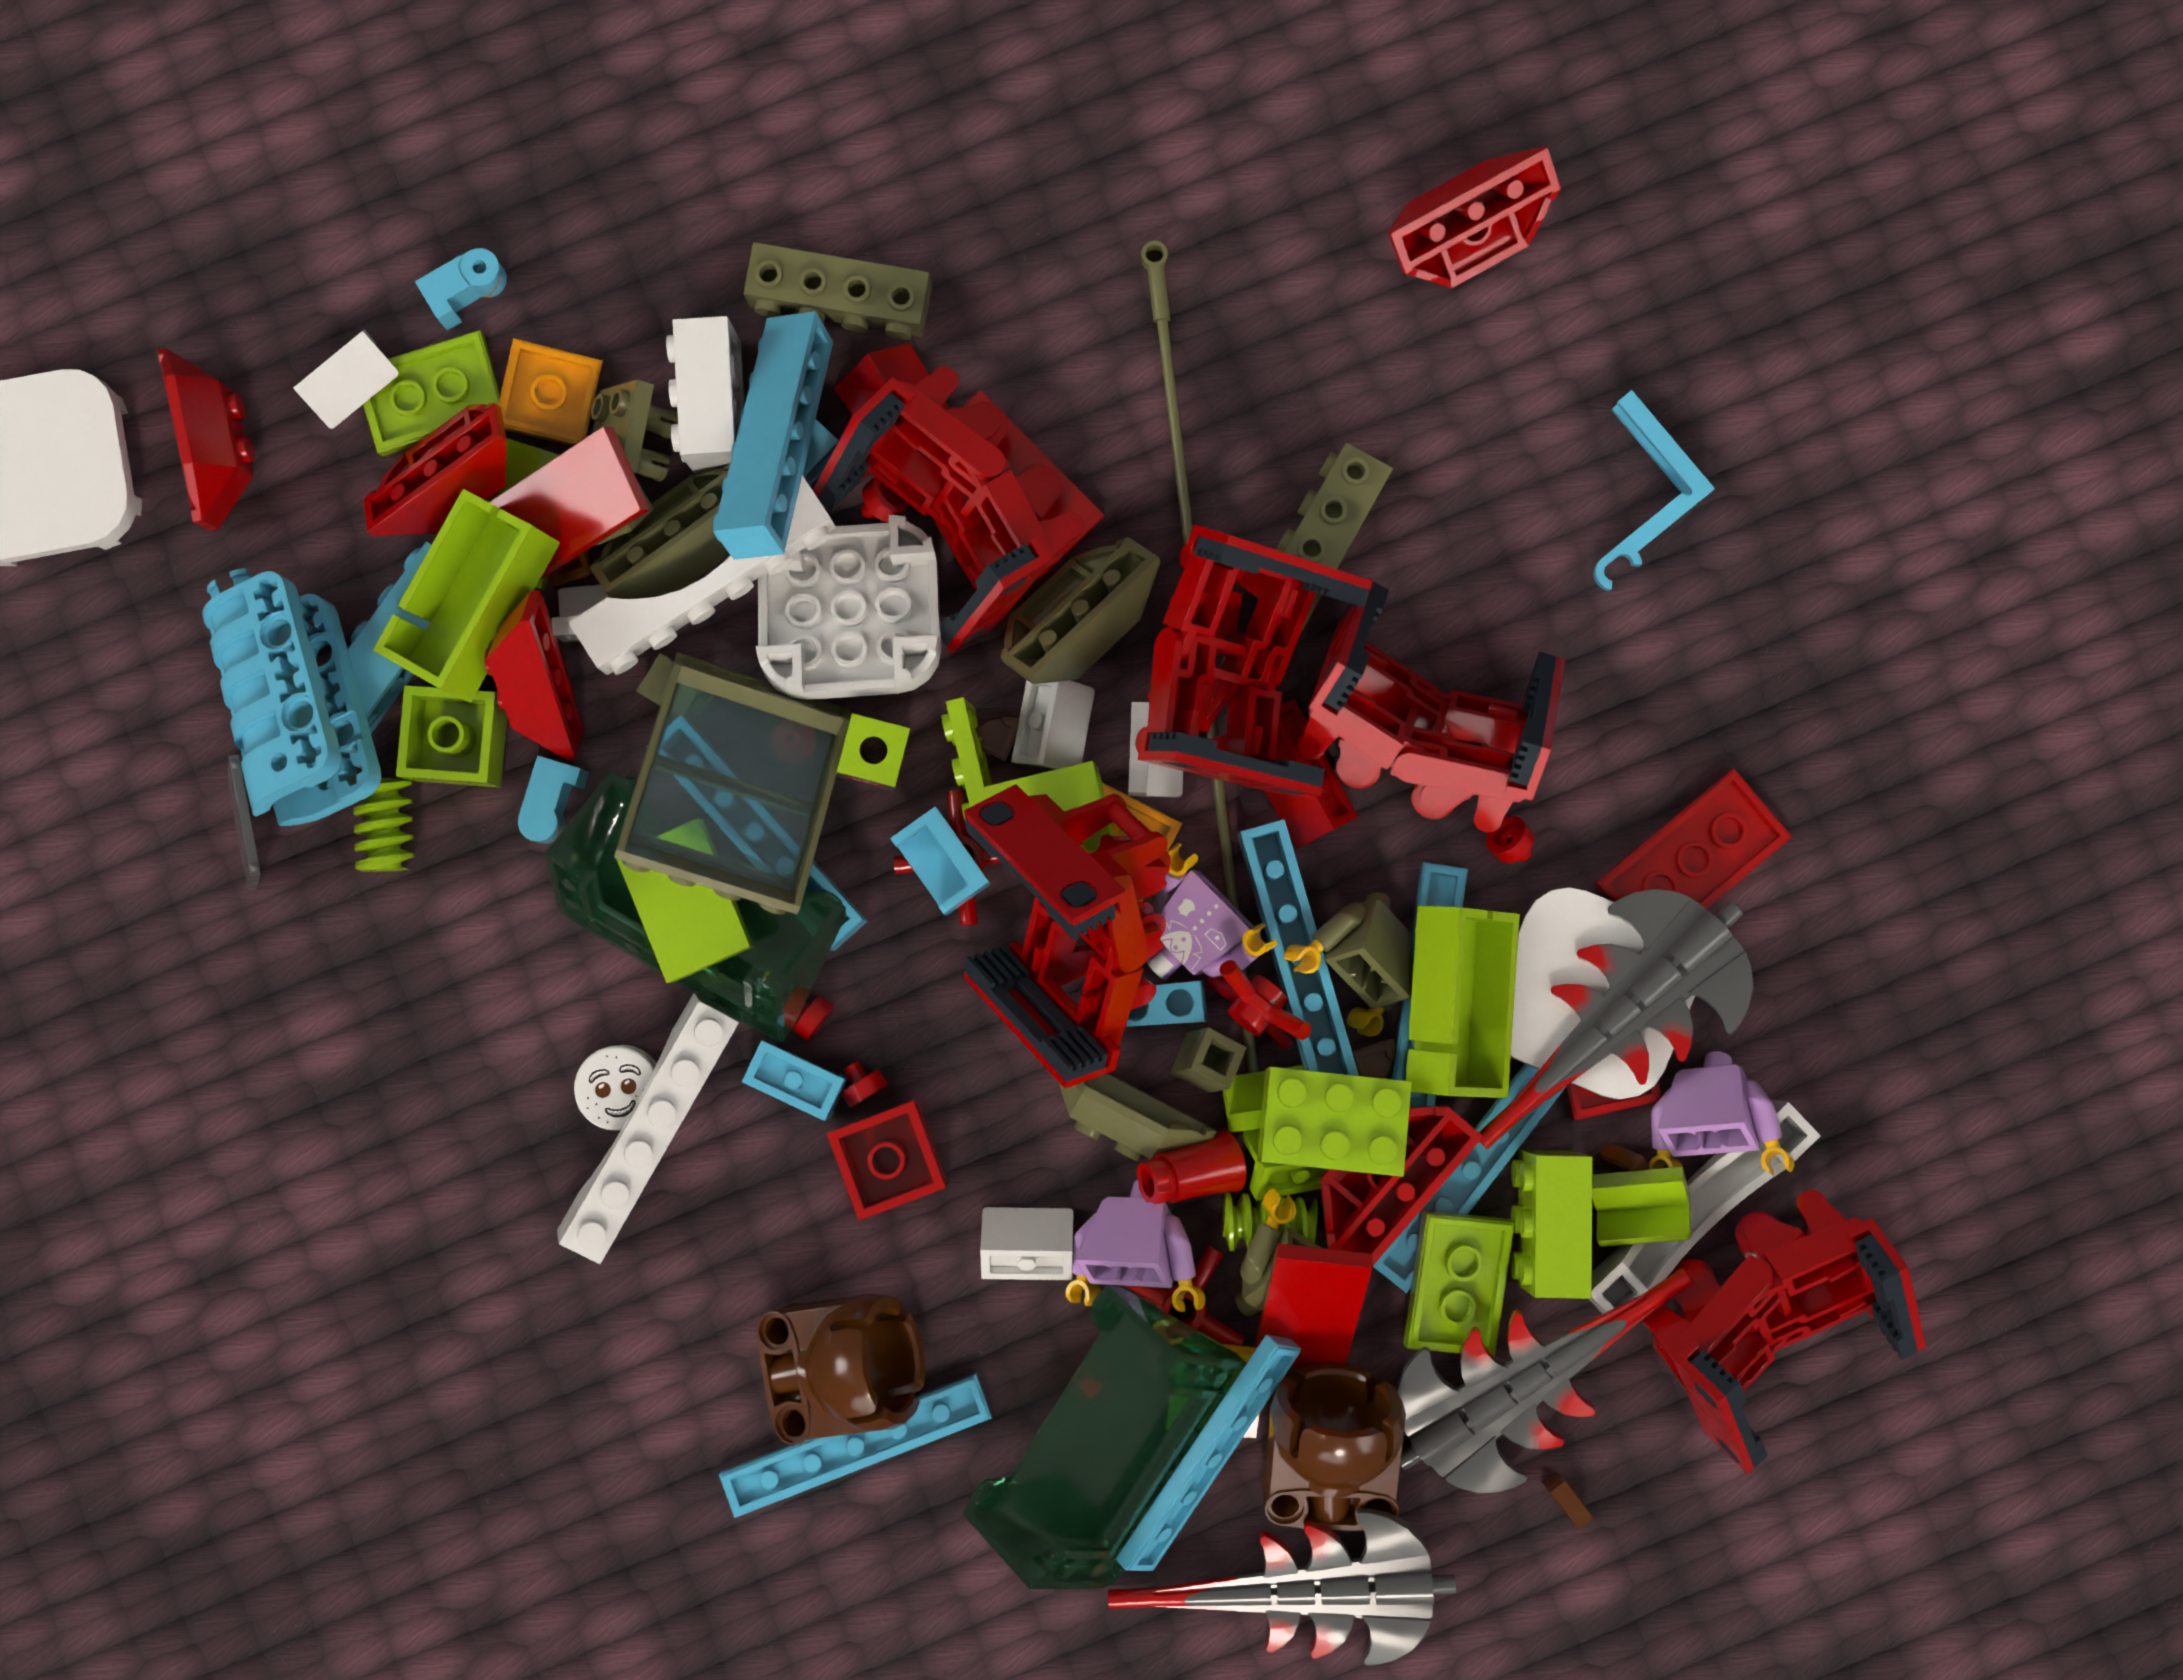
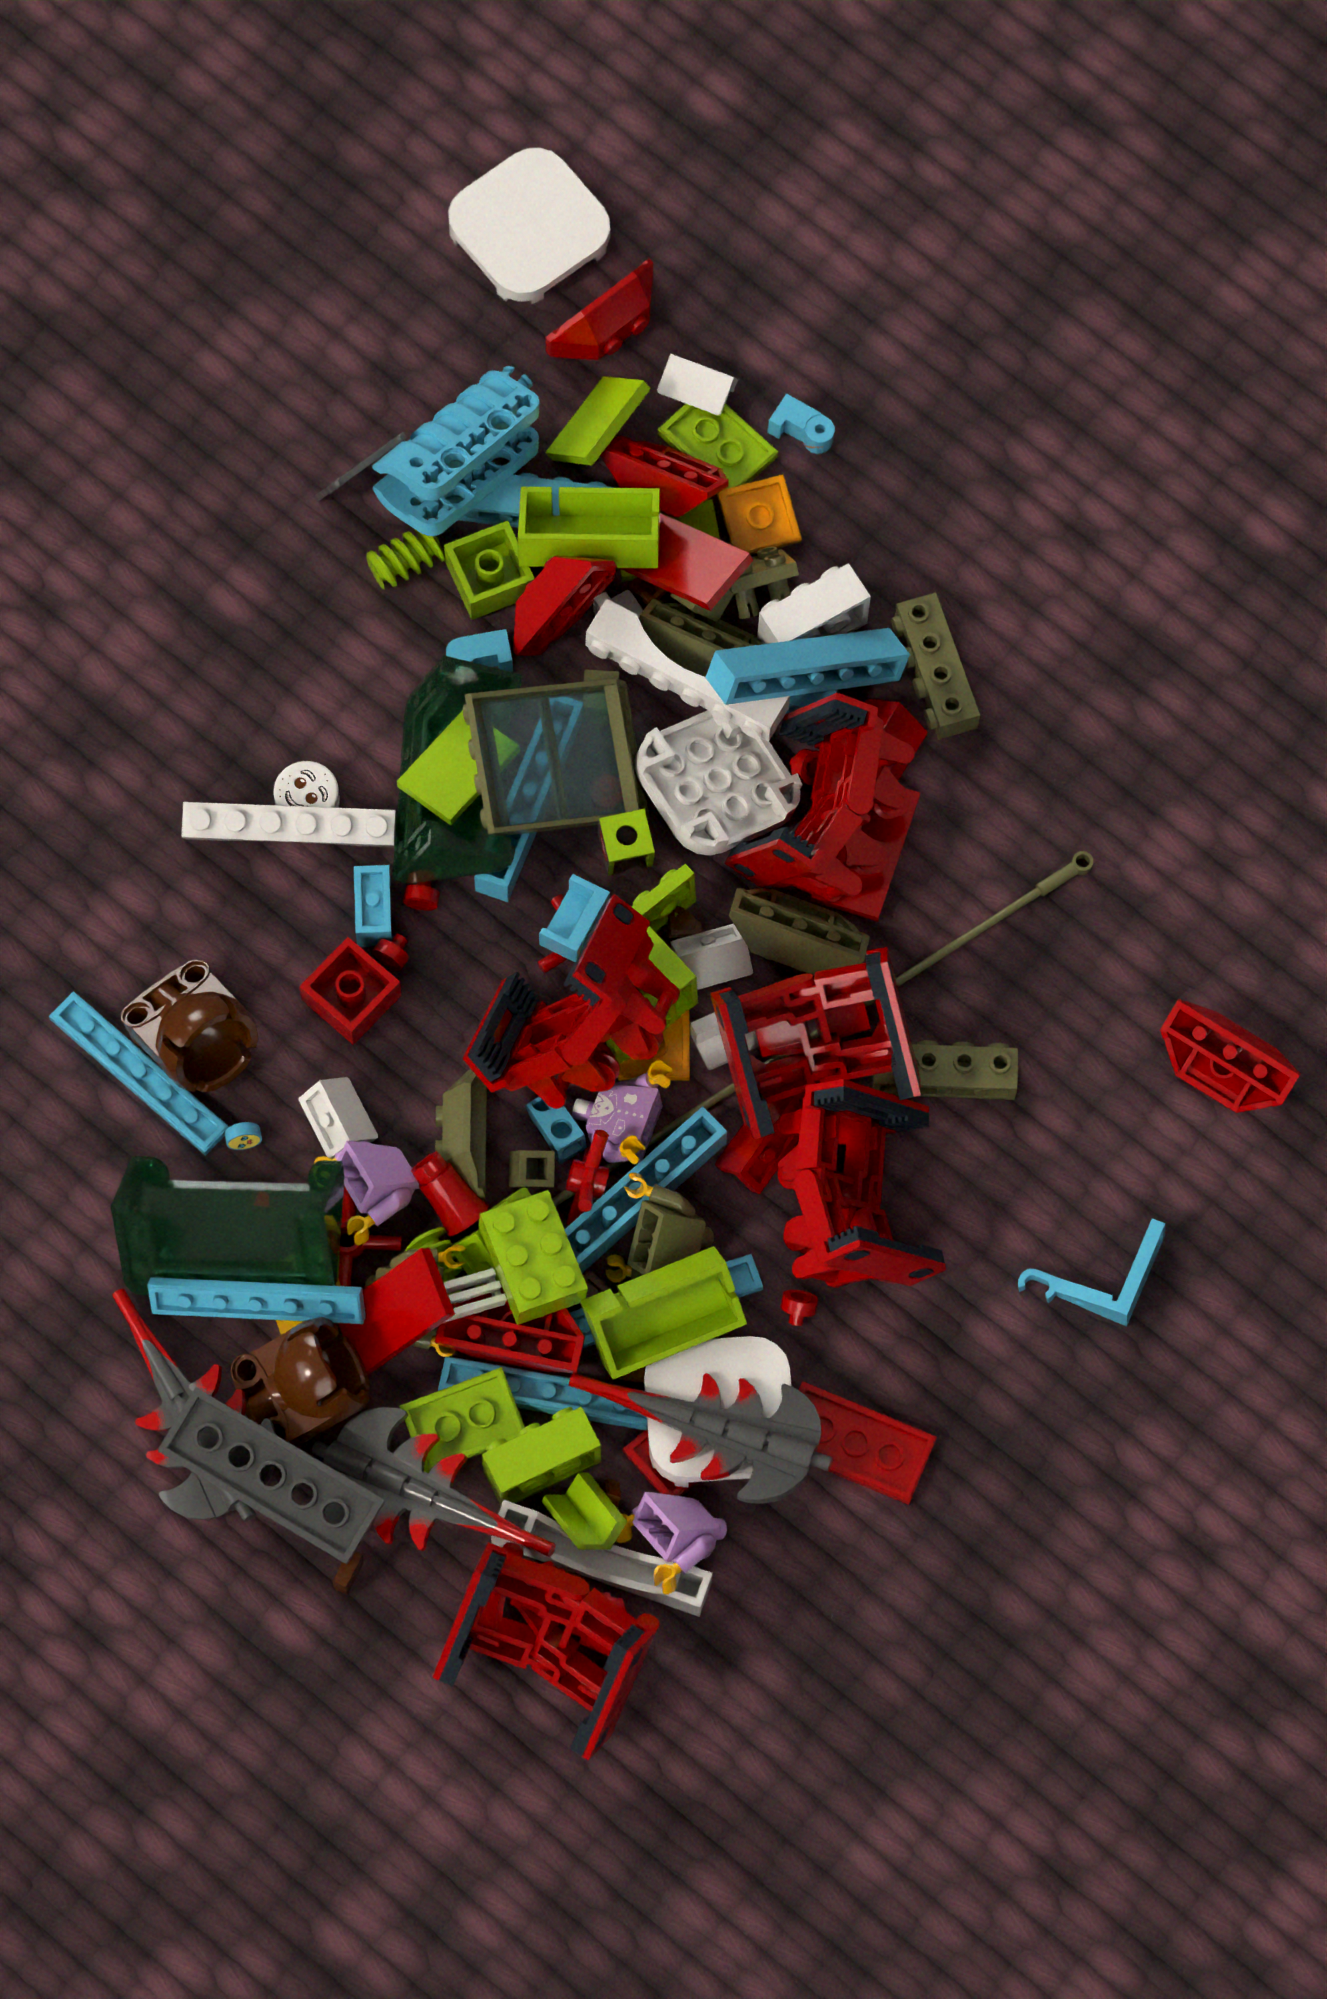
camera: 60 degrees right, 15 degrees down
(332, 515) = (598, 420): none -> lime tile
(995, 1365) = (243, 1136): none -> medium azure tile
(1337, 1179) = (492, 1287): none -> white tile
(1405, 1533) = (273, 1501): none -> dark grey plate

